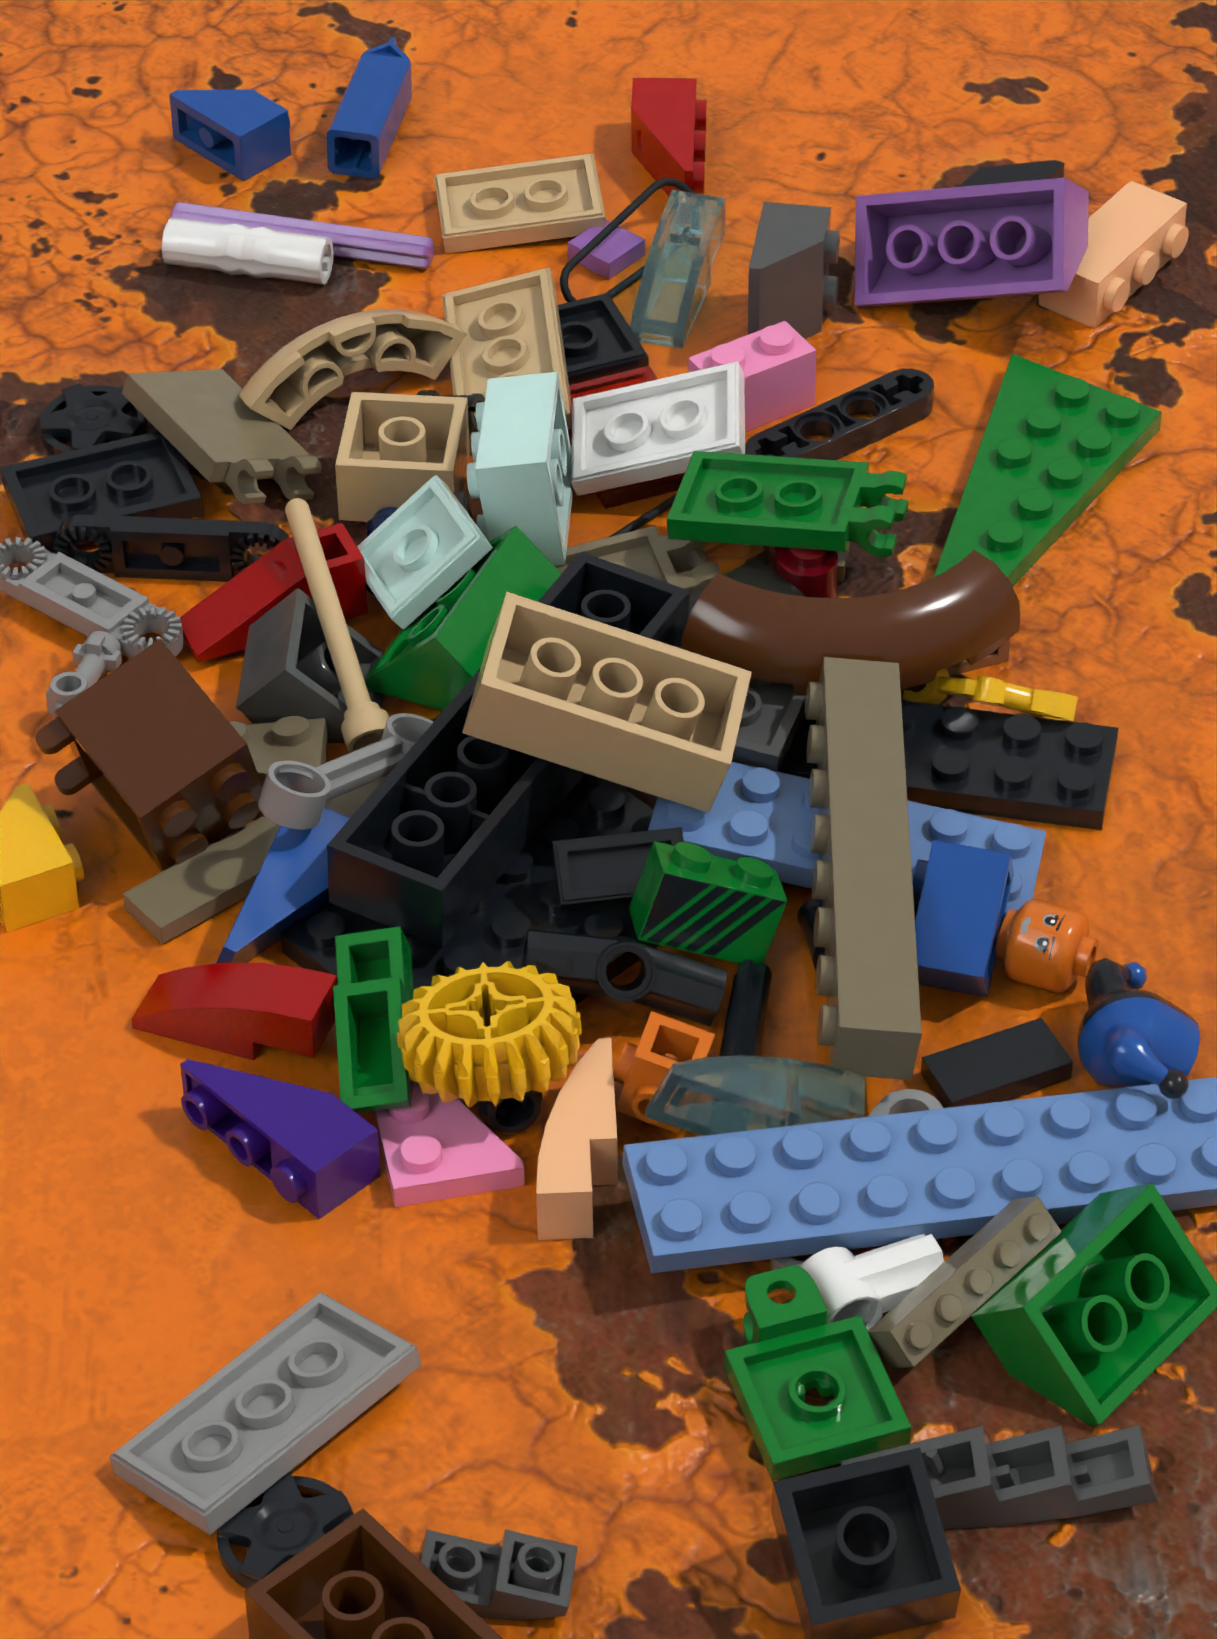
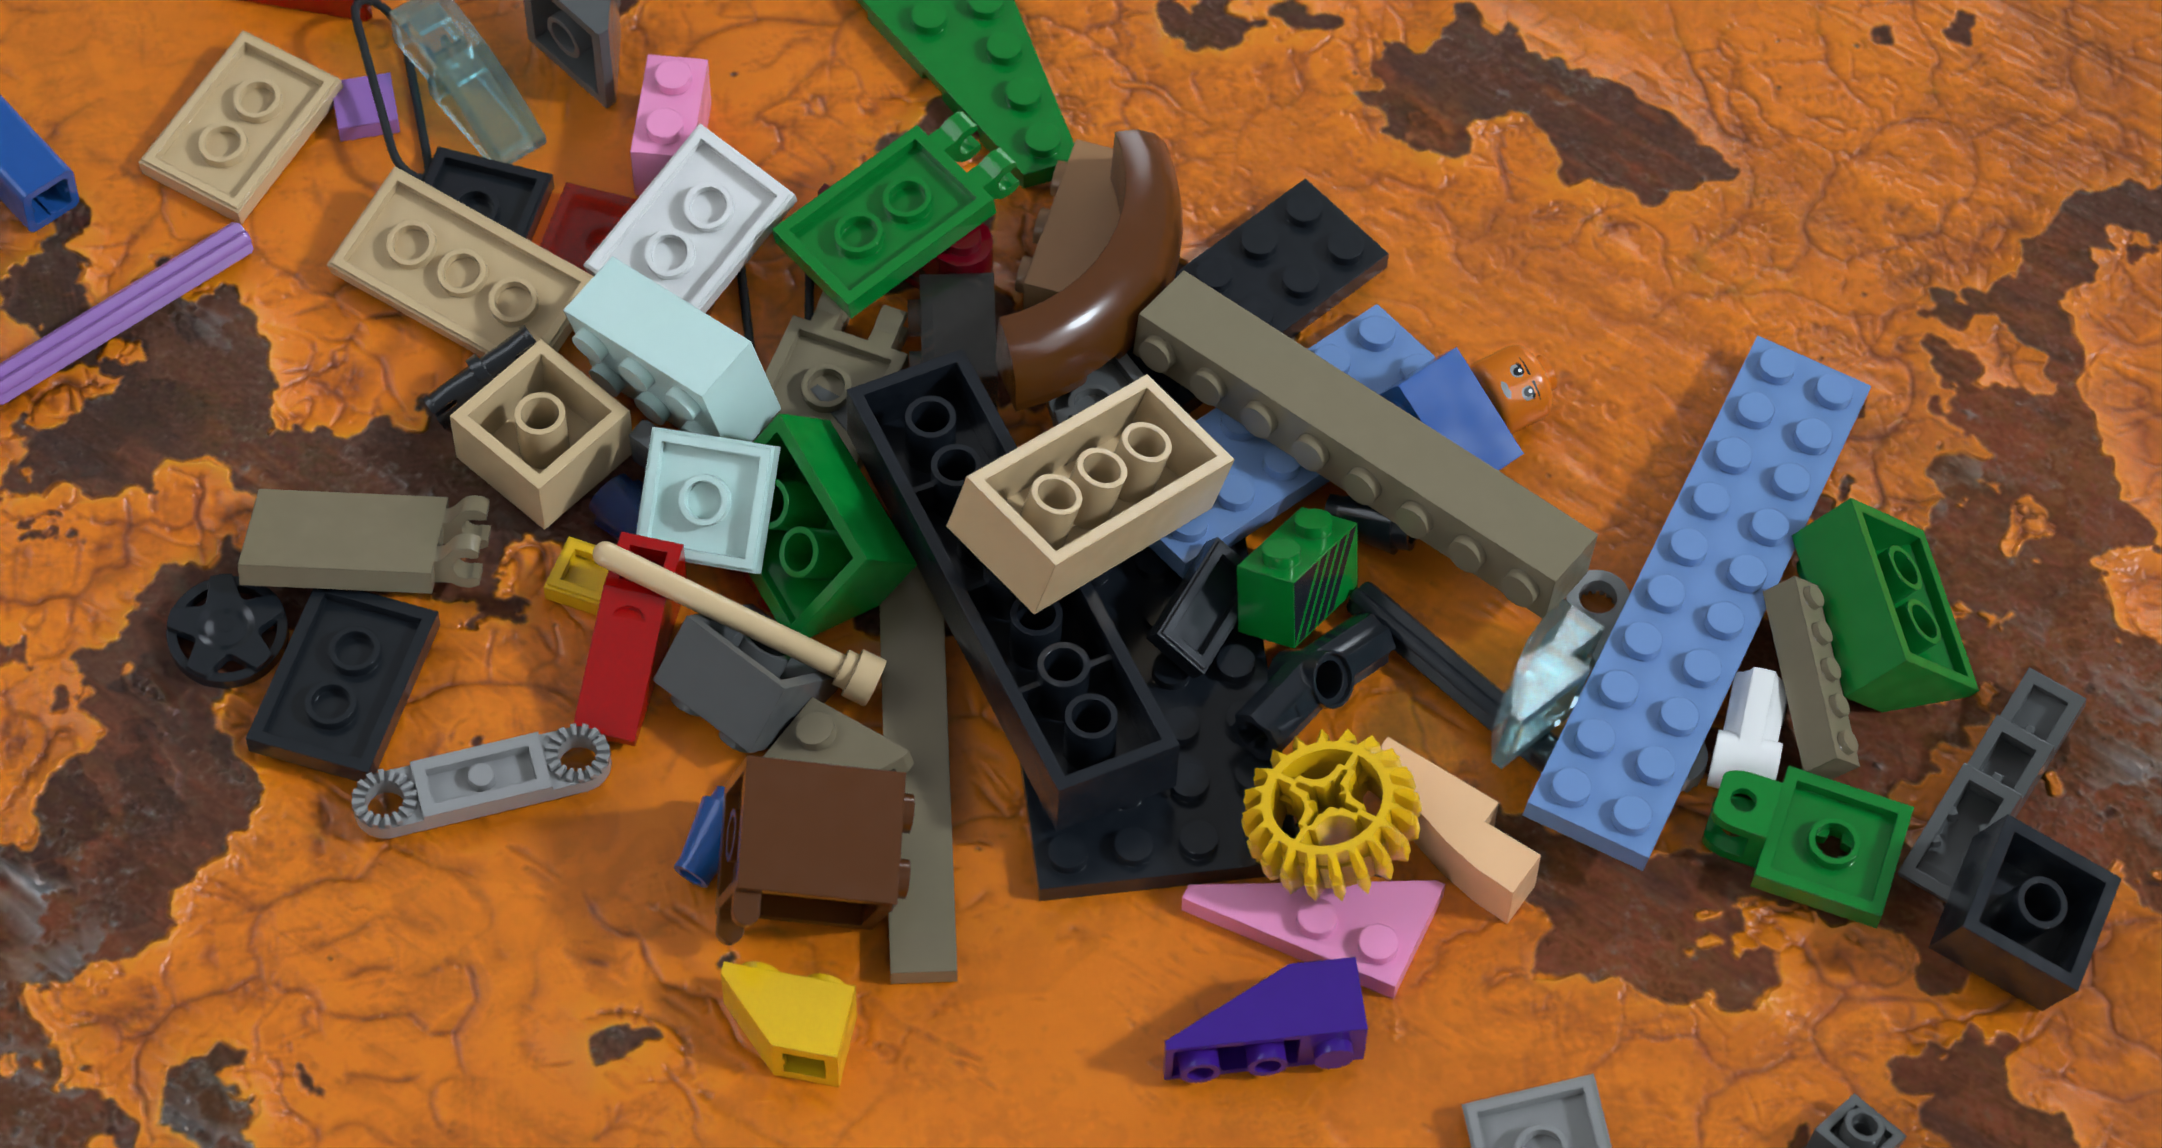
camera: 55 degrees left, 15 degrees up
(94, 660) = (609, 860): light grey bar -> none
(166, 546) = (482, 674): black plate -> none
(241, 1008) = (1105, 970): red slope -> none
(247, 250) = (109, 366): white axle -> none
(285, 889) = (1002, 848): blue slope -> none
(298, 793) = (948, 719): light grey piece -> none
(322, 357) = (347, 413): tan brick -> none
(368, 1002) = (1229, 885): green slope -> none
(646, 1065) = (1448, 722): orange brick -> none
(894, 400) = (775, 106): black beam -> none
(997, 693) = (1232, 209): yellow piece -> none
(997, 1066) = (1594, 496): black tile -> none
(1134, 1034) = (1654, 402): blue piece -> none

